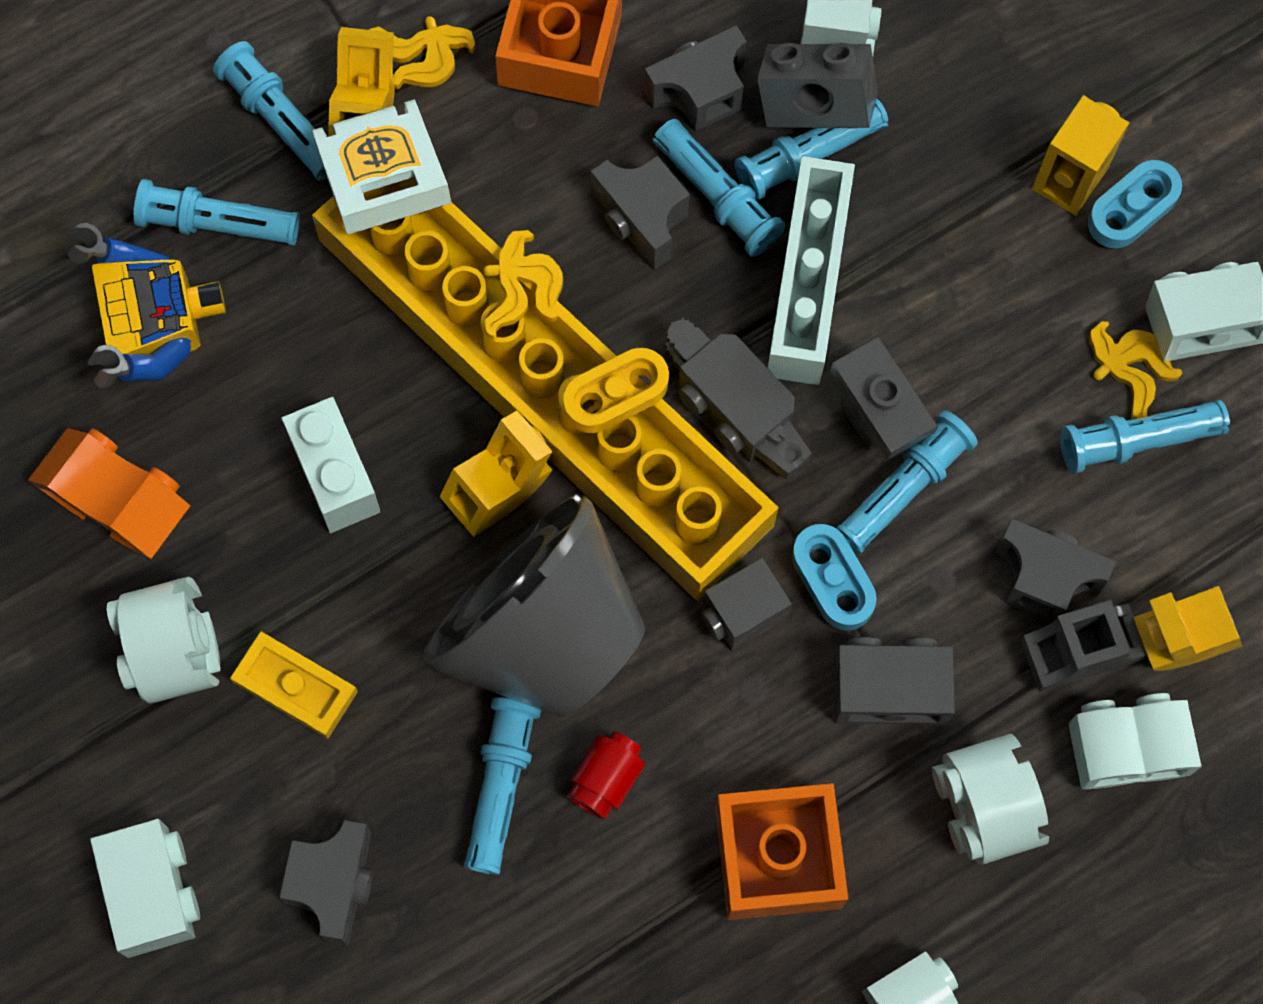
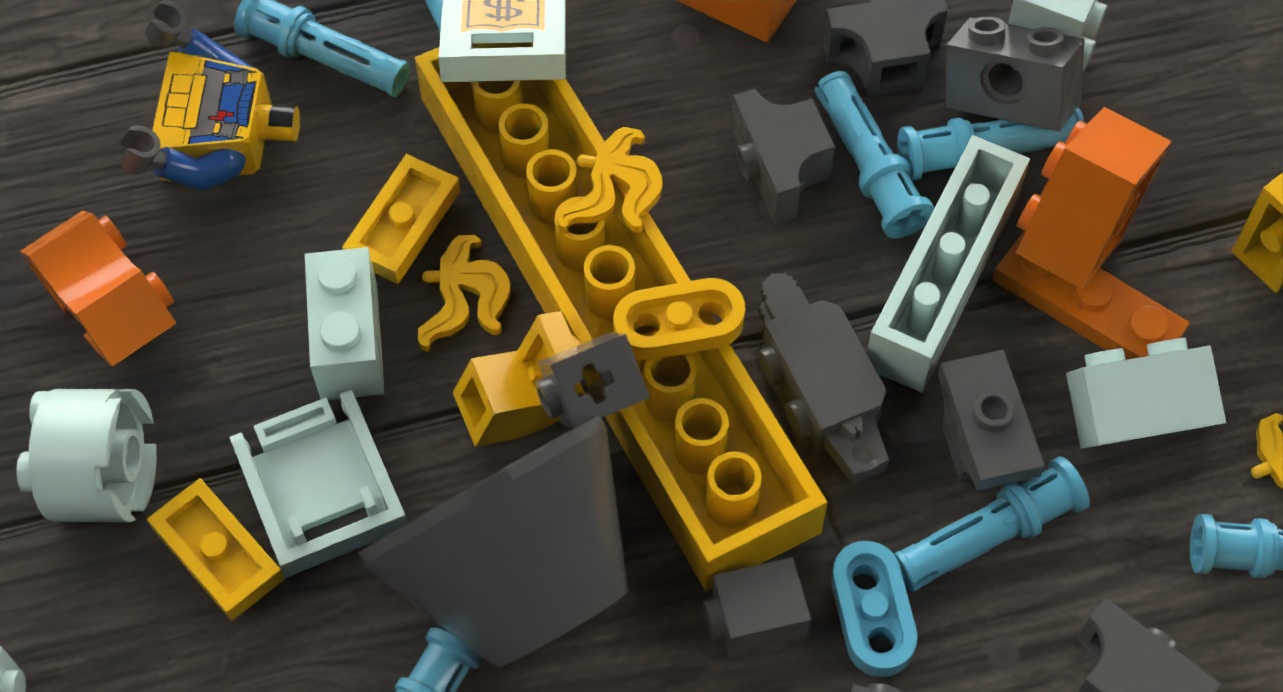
camera: 20 degrees right, 10 degrees down
(344, 355) = (404, 216): none -> yellow plate
(352, 596) = (314, 475): none -> light aqua container
(423, 388) = (478, 277): none -> yellow piece
(584, 469) = (617, 388): none -> dark grey brick
(911, 183) = (1089, 195): none -> orange brick
(930, 267) = (1102, 312): none -> orange plate
(997, 340) = (1145, 395): none -> light aqua brick

